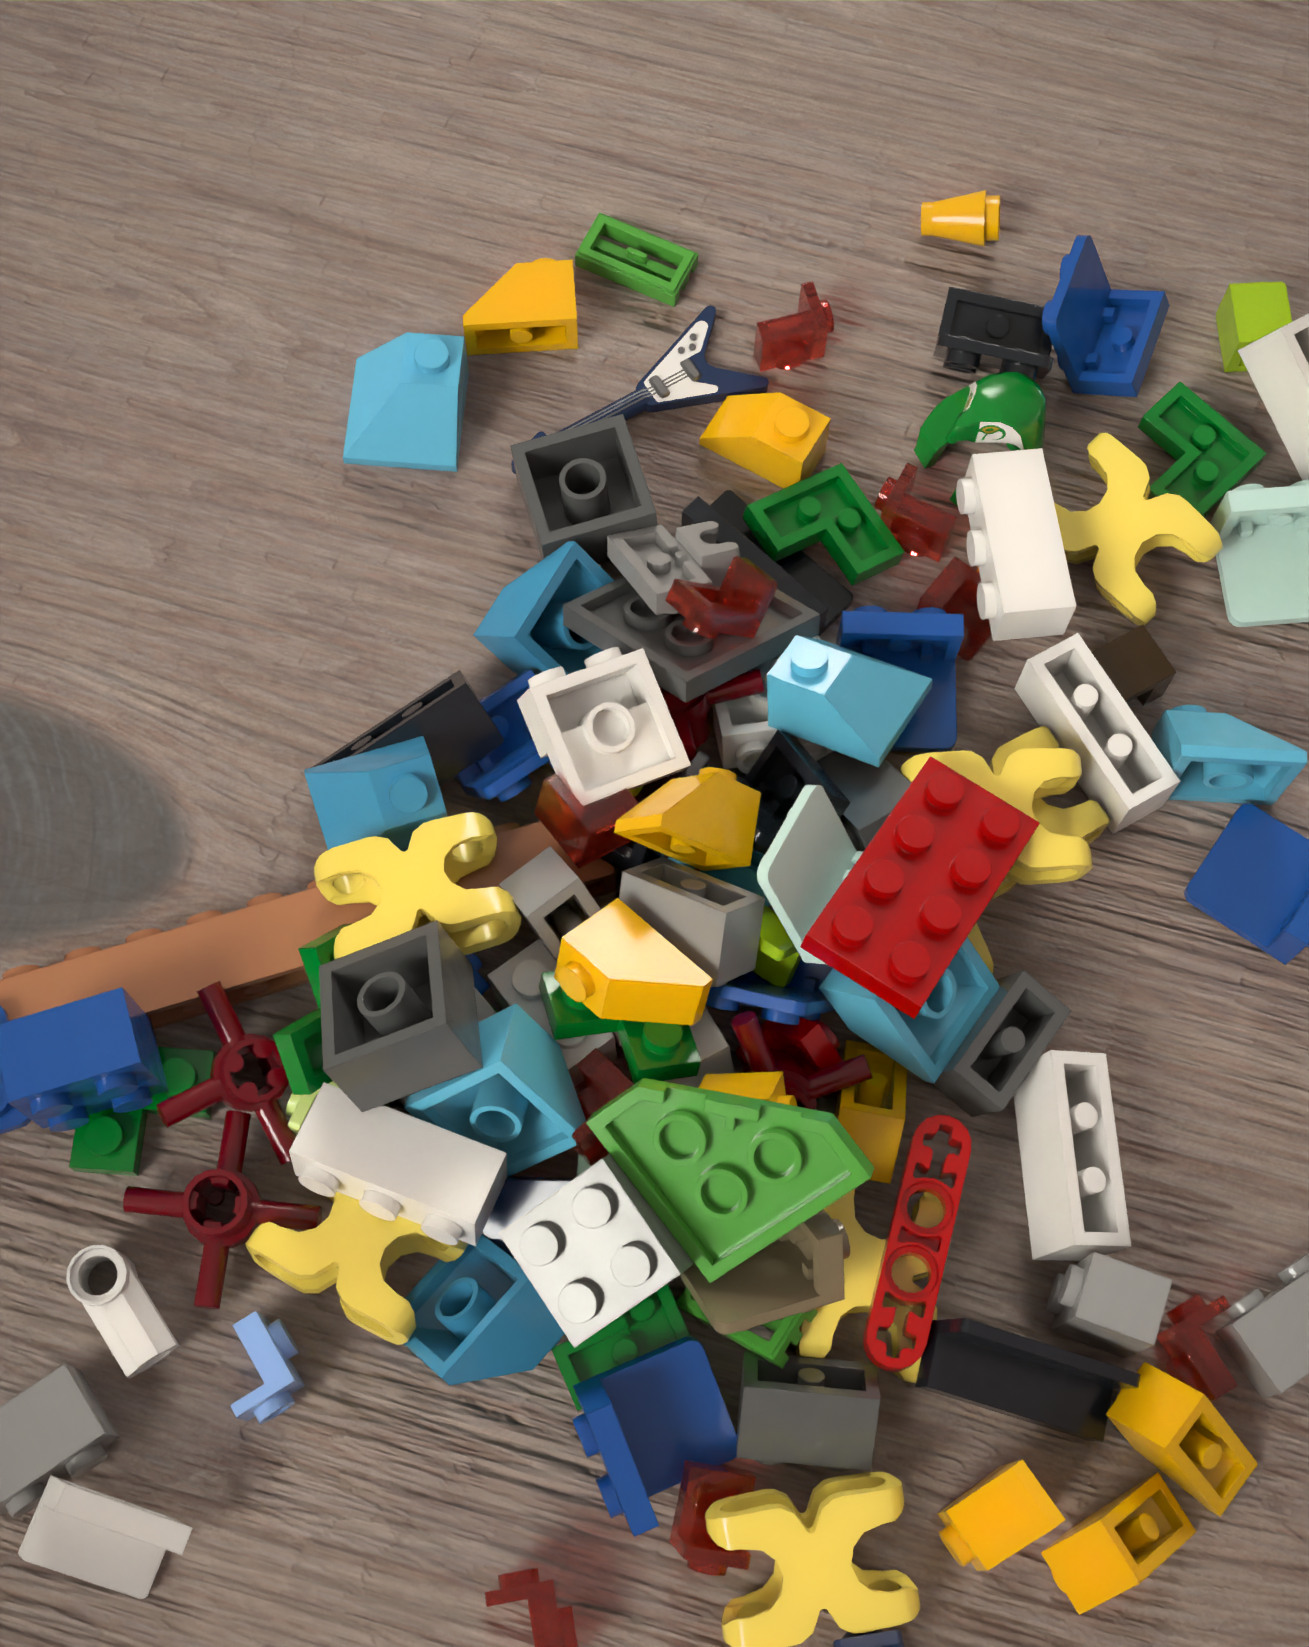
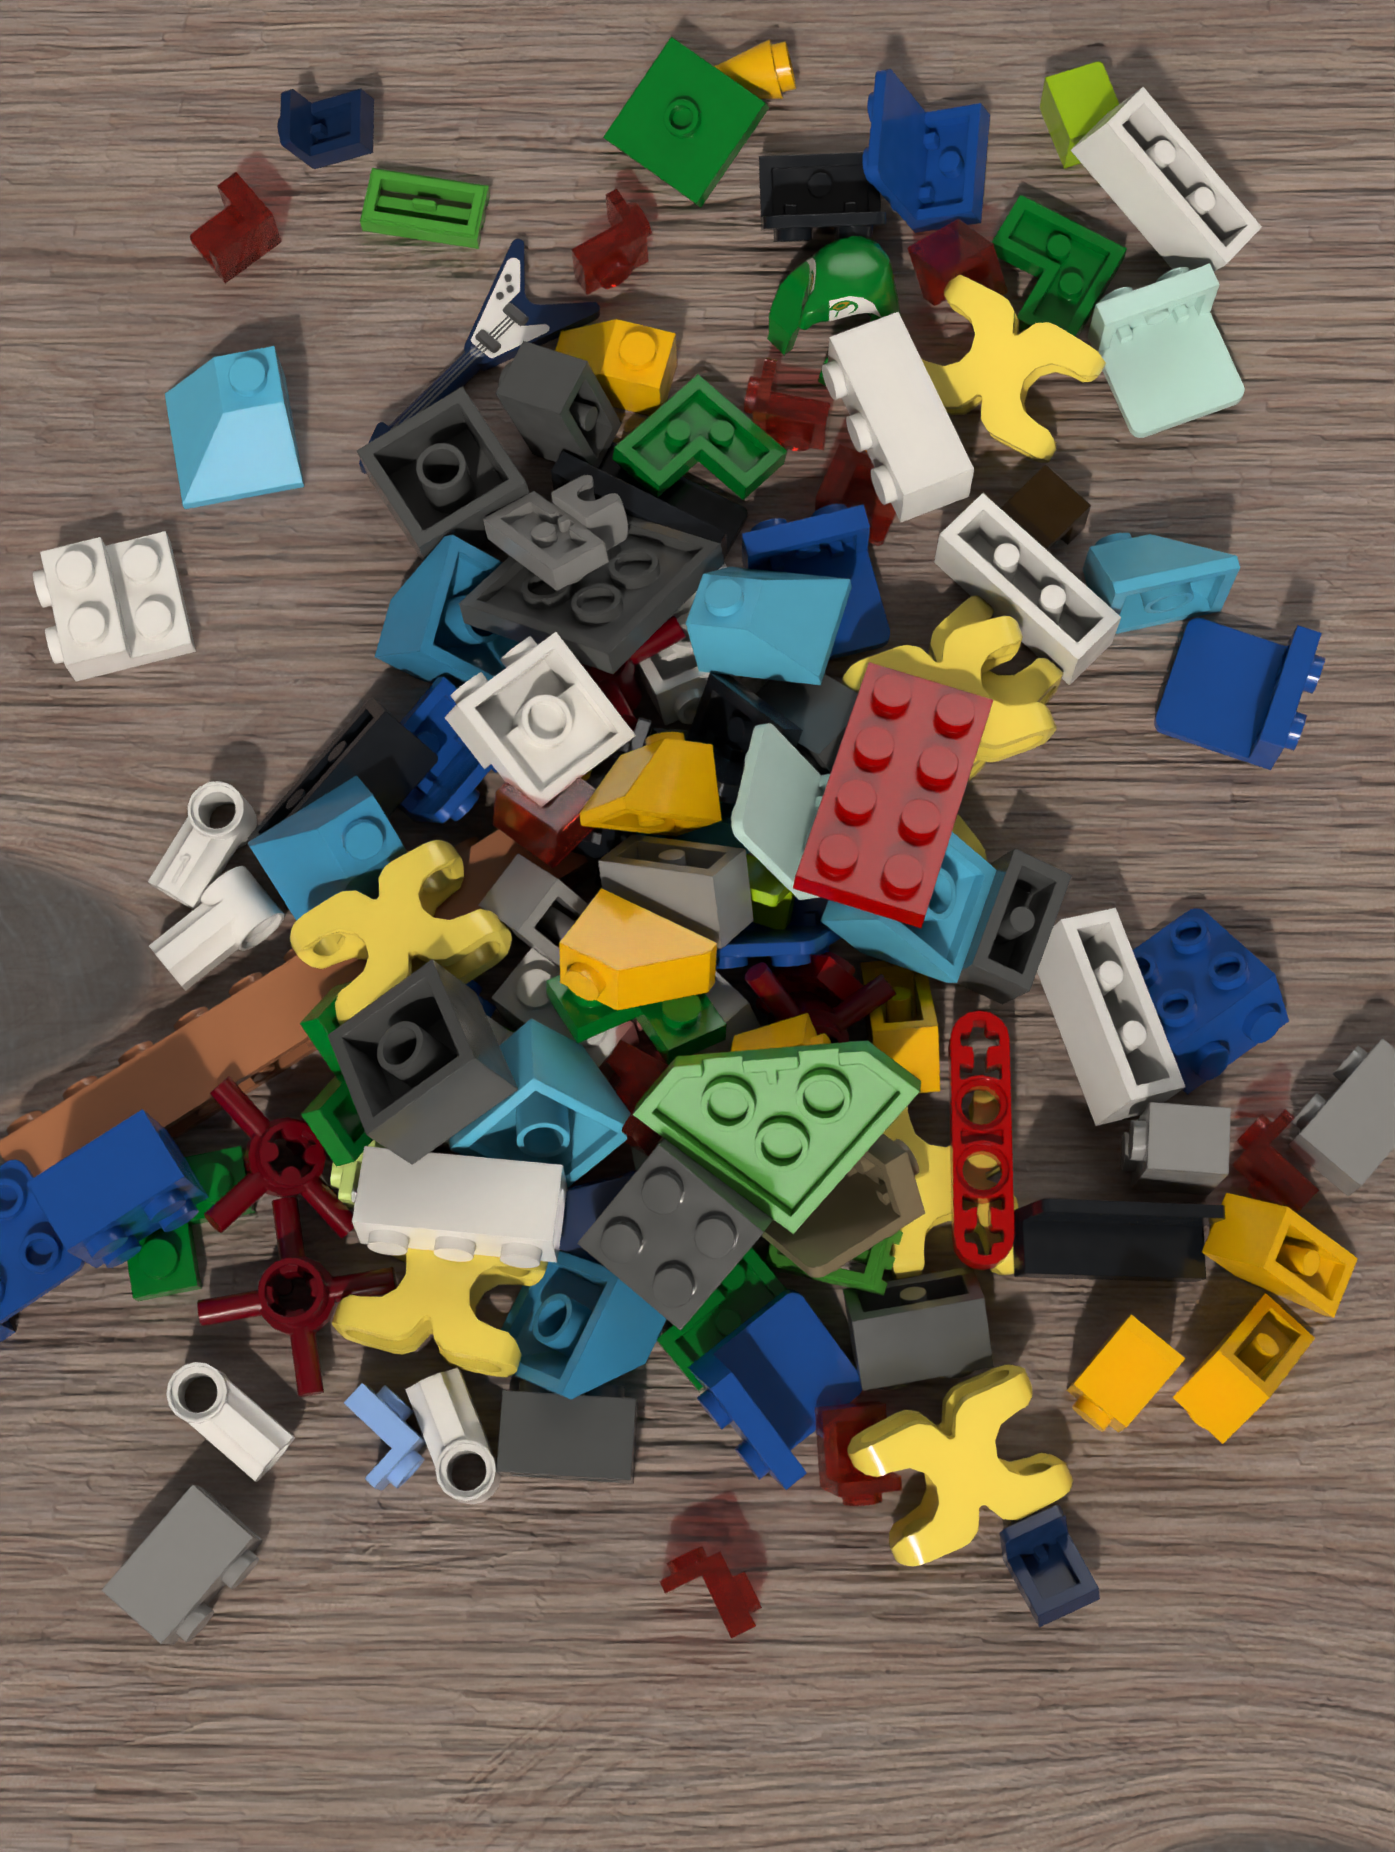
camera: 10 degrees left, 5 degrees up
(100, 1538) = (278, 1635): white panel -> none
(252, 528) = (113, 605): none -> white plate
(261, 767) = (202, 852): none -> white piece
(271, 836) = (231, 917): none -> white piece
(329, 1383) = (452, 1430): none -> white piece
(439, 1423) = (568, 1438): none -> dark grey brick
(463, 239) = (237, 233): none -> clear red panel
(525, 311) = (328, 296): yellow slope -> none
(570, 169) = (328, 128): none -> dark blue bracket
(705, 453) = (557, 405): none -> dark grey brick
(729, 609) = (629, 565): clear red bracket -> none
(891, 243) = (686, 122): none -> green plate
(1103, 413) = (951, 253): none -> clear red panel
(1175, 1163) = (1208, 995): none -> blue bracket

